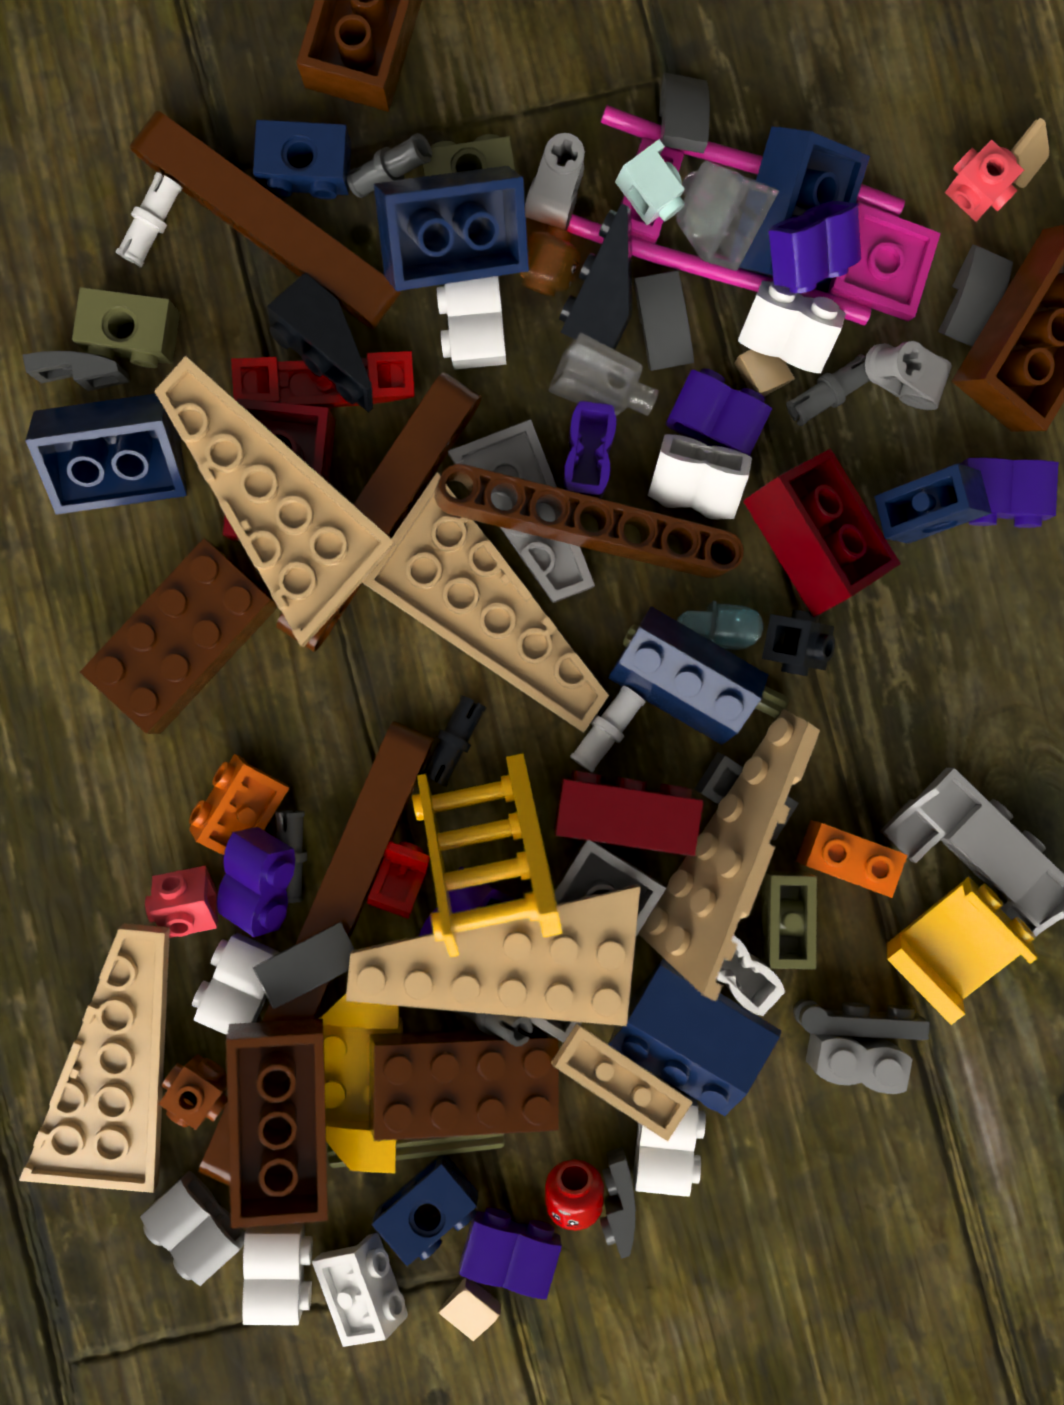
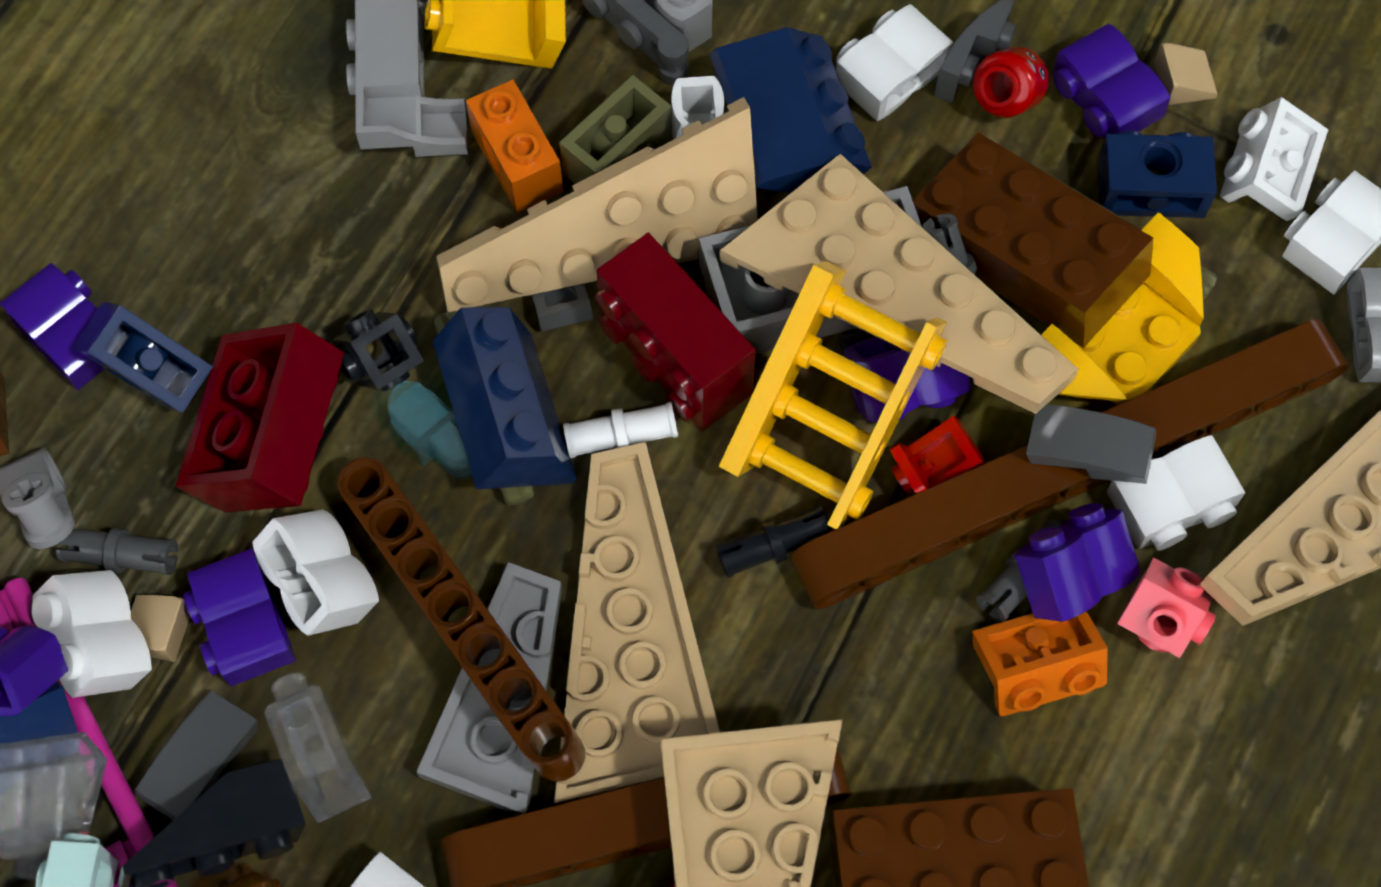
camera: 135 degrees left, 20 degrees down
(202, 1078) = (1295, 433): dark orange brick -> none
(276, 1122) = (1231, 328): reddish brown brick -> none
(590, 442) = (405, 676): dark purple brick -> none
(621, 1082) = (886, 120): tan plate -> none

